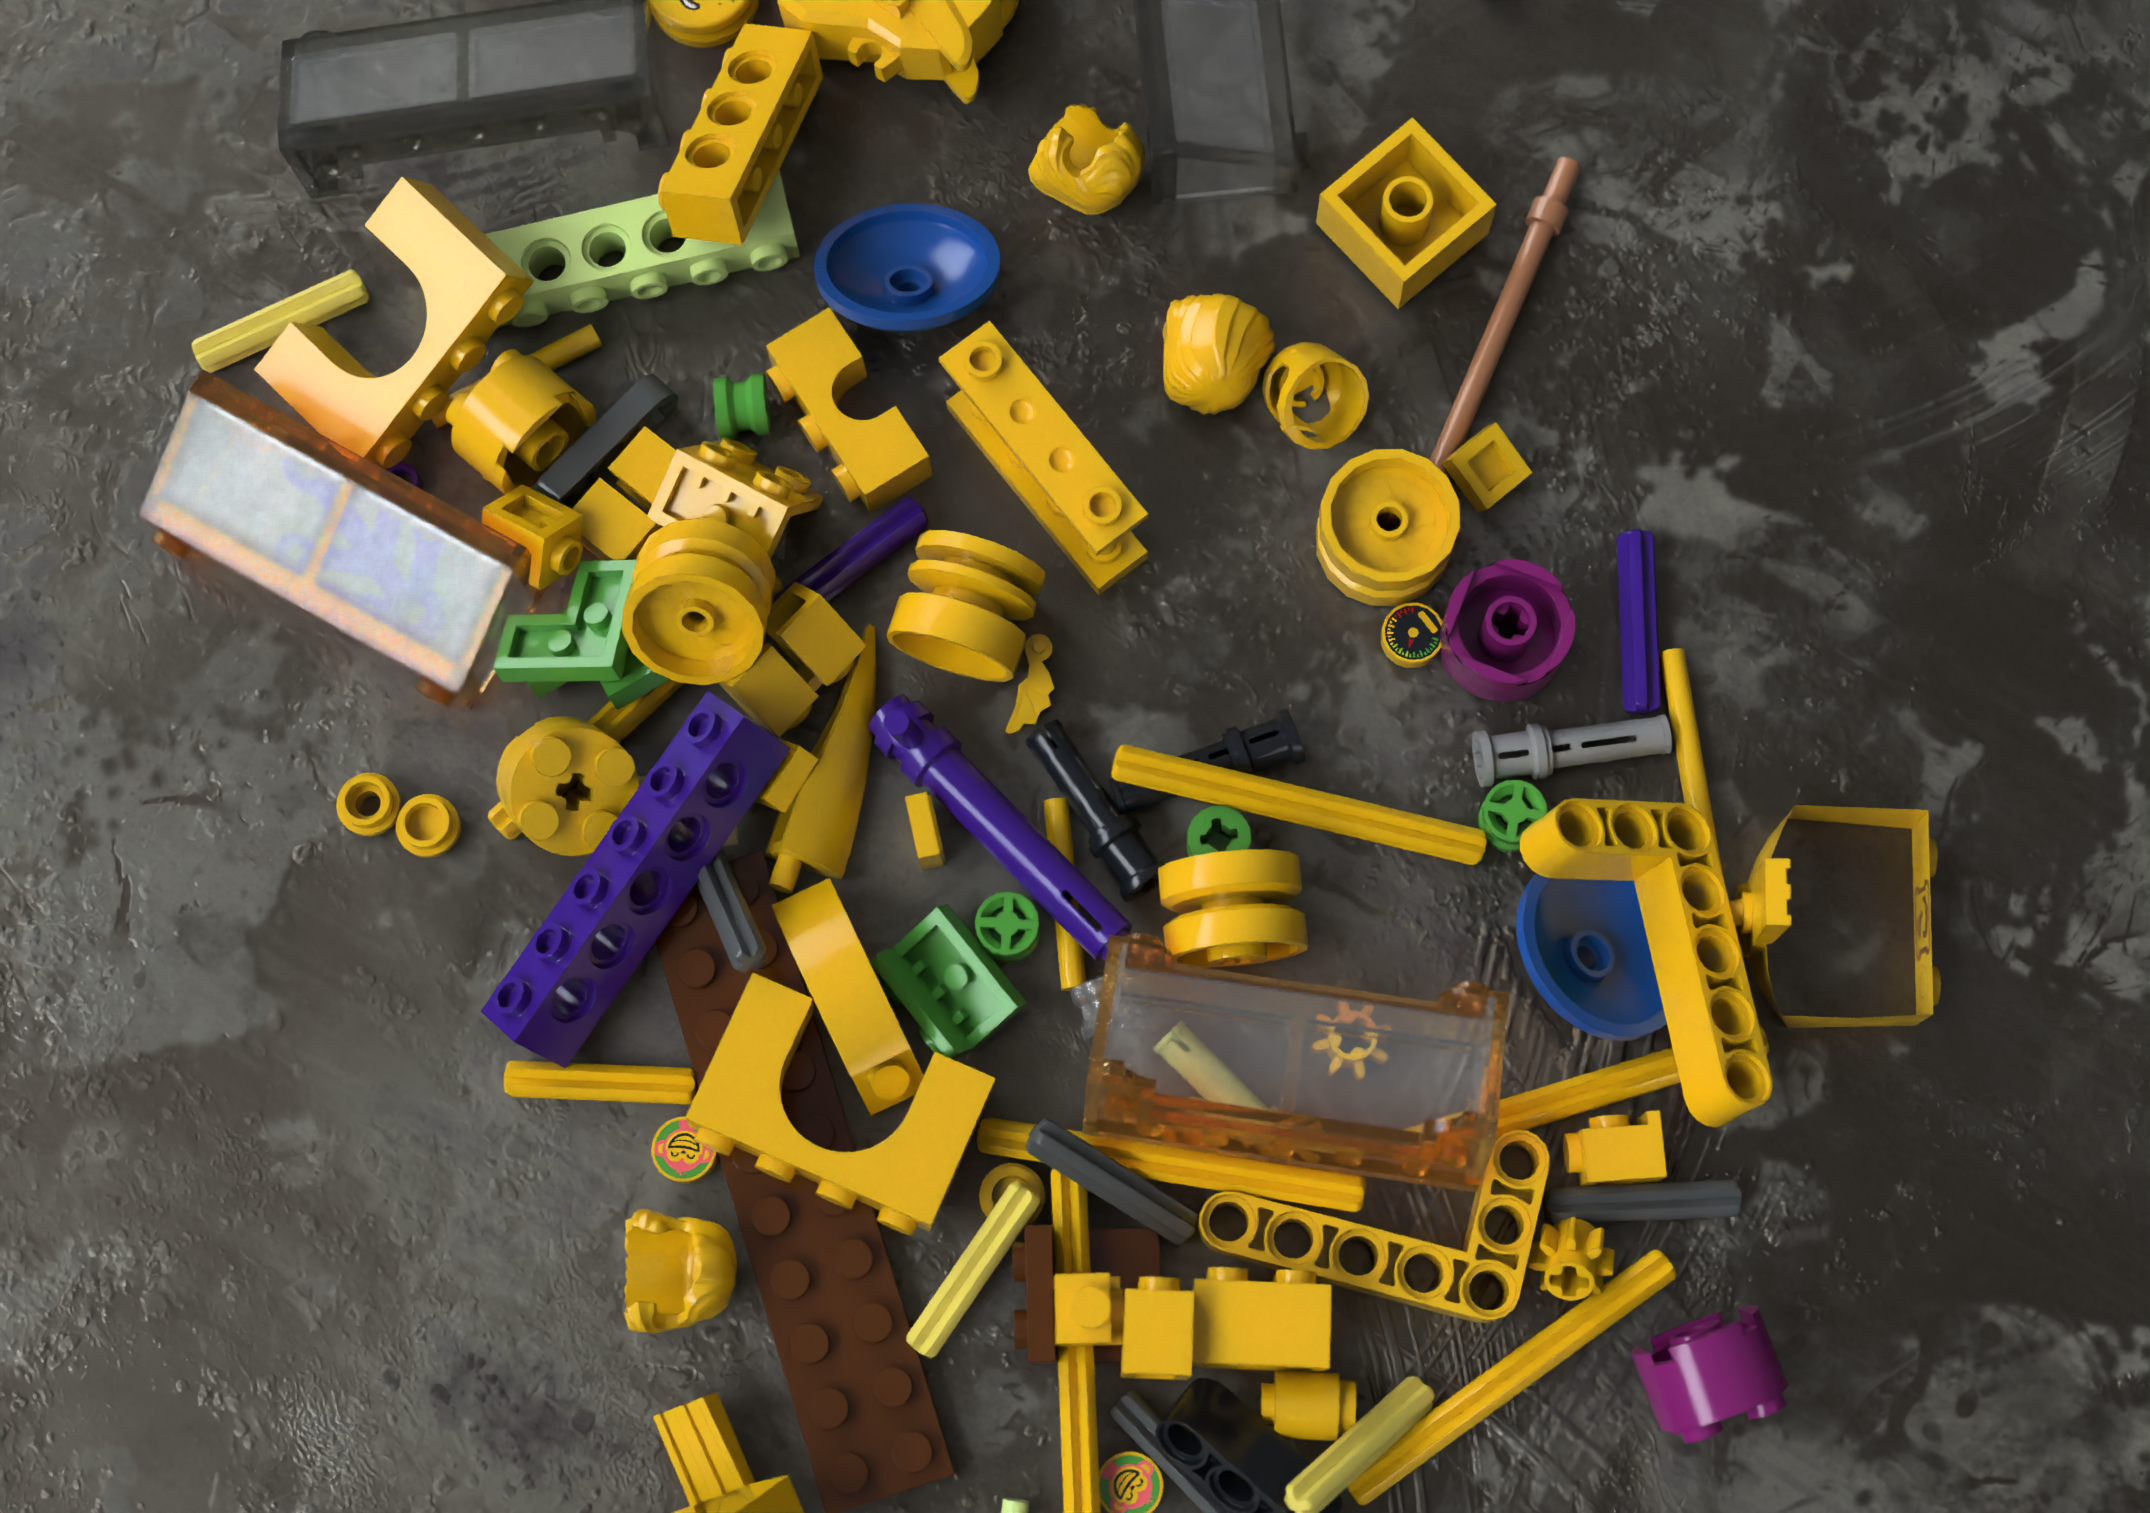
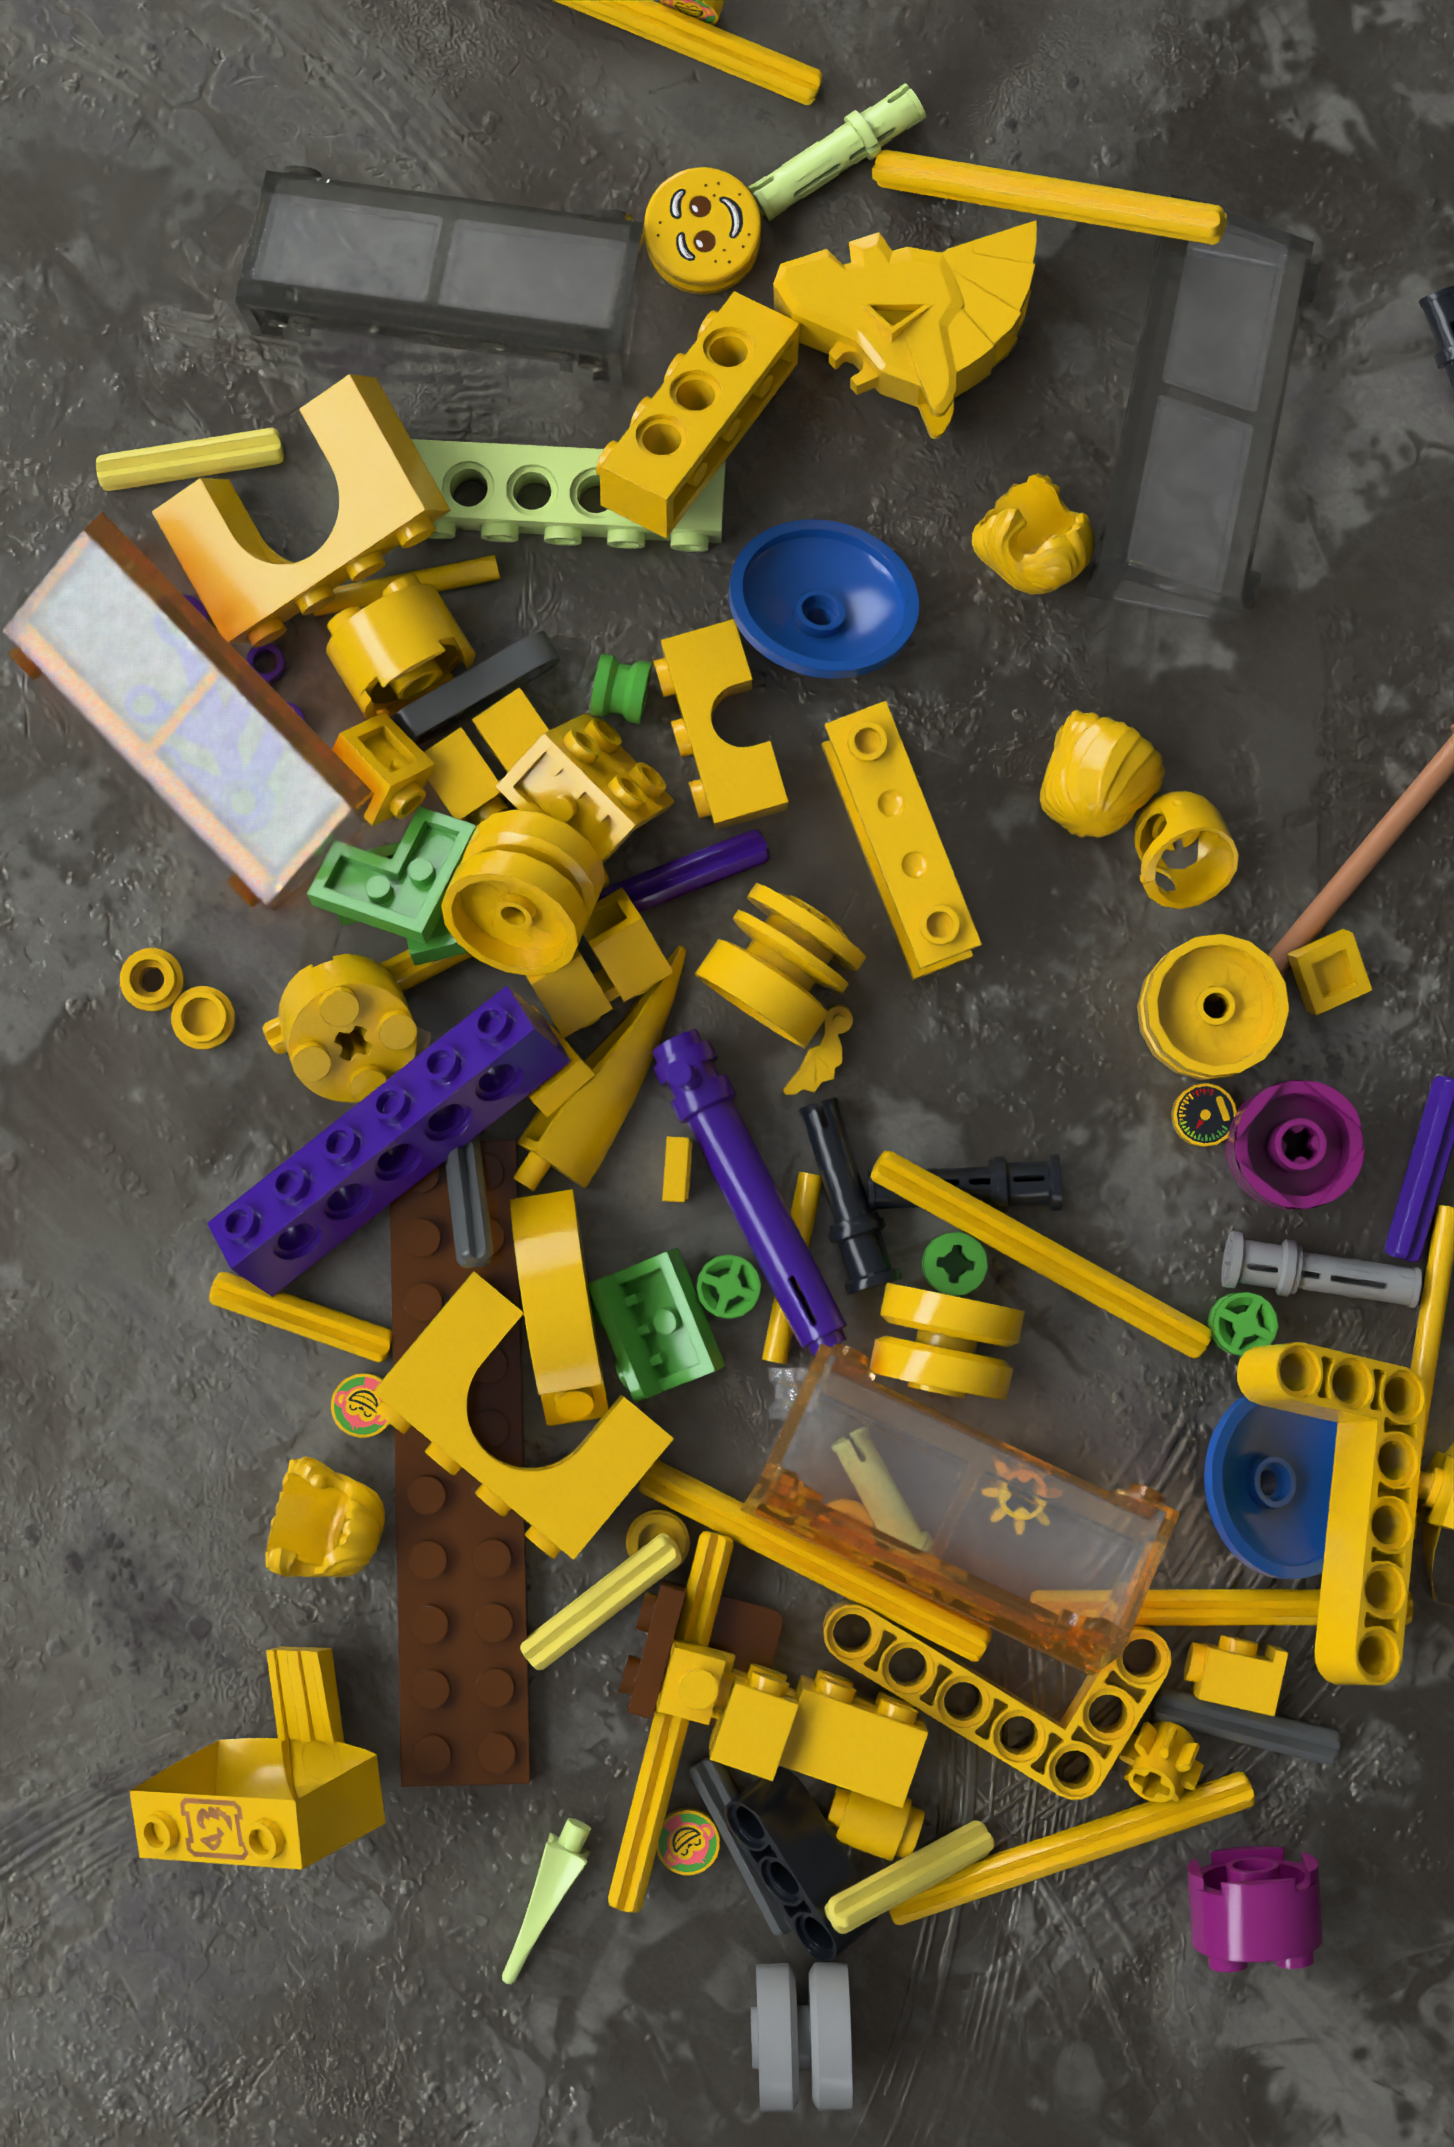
camera: 15 degrees right, 10 degrees up
(1111, 1181) = (754, 1563): dark grey axle -> none
(1405, 213) = (1332, 690): yellow brick -> none

